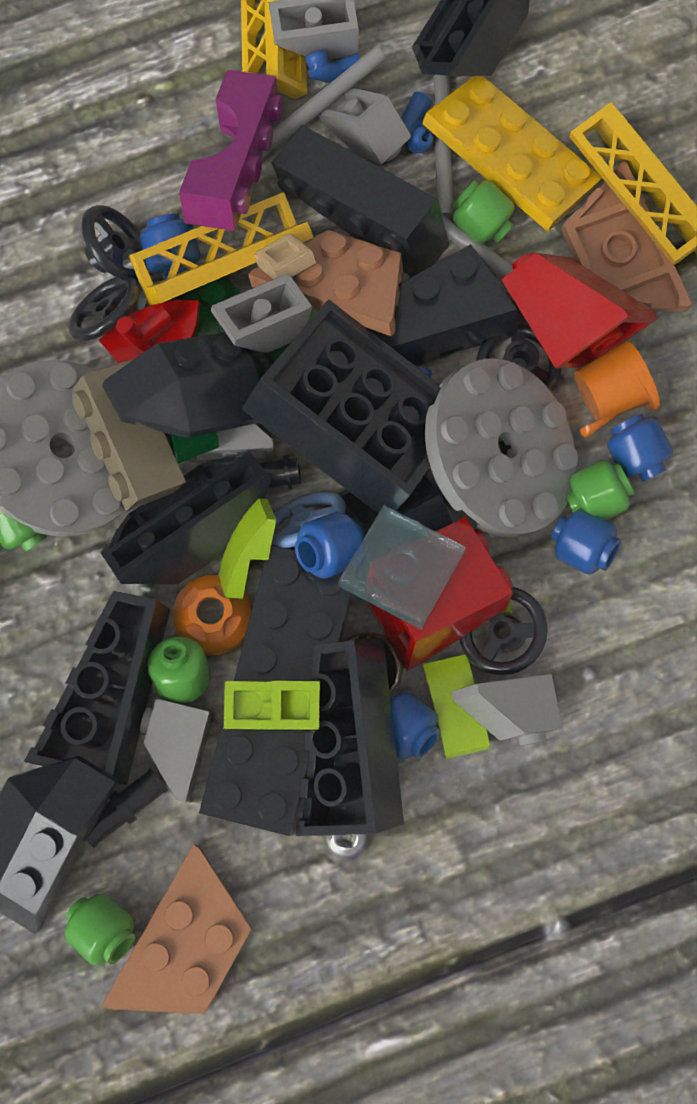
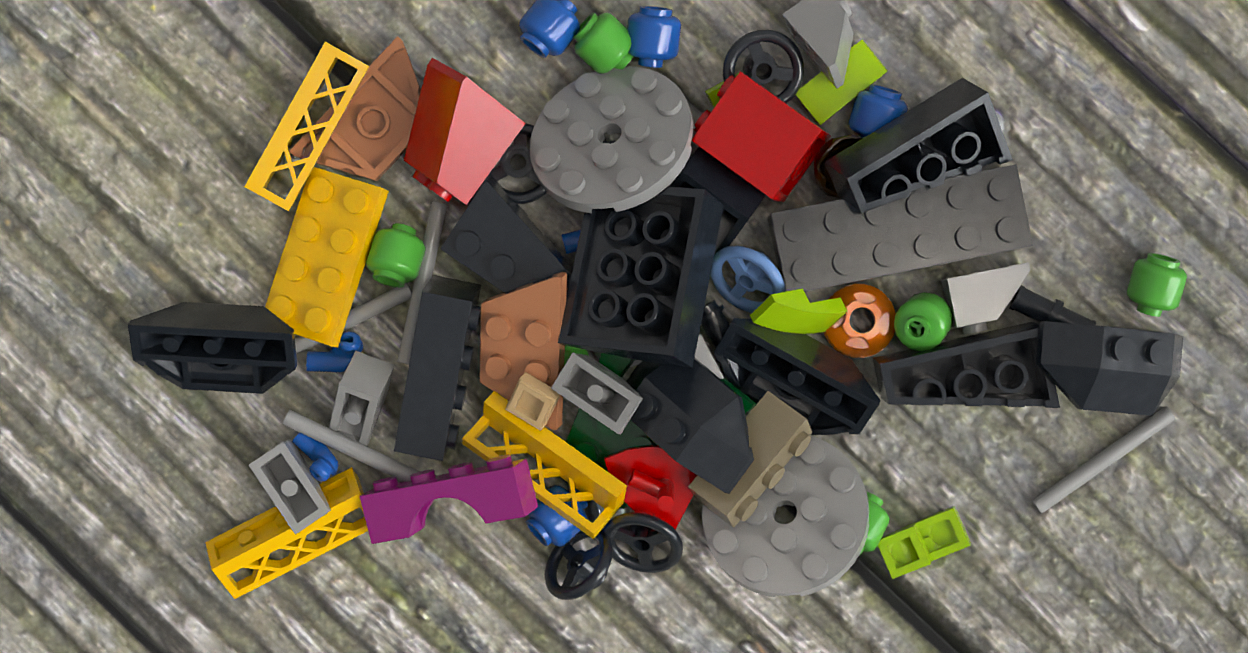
camera: 115 degrees left, 10 degrees up
(184, 945) = (1135, 212): nougat wing -> none
(271, 705) = (923, 224): lime slope -> none
(328, 544) = (770, 240): blue head -> none
(402, 567) = (763, 170): clear light blue tile -> none
(615, 385) = (507, 70): orange hat -> none

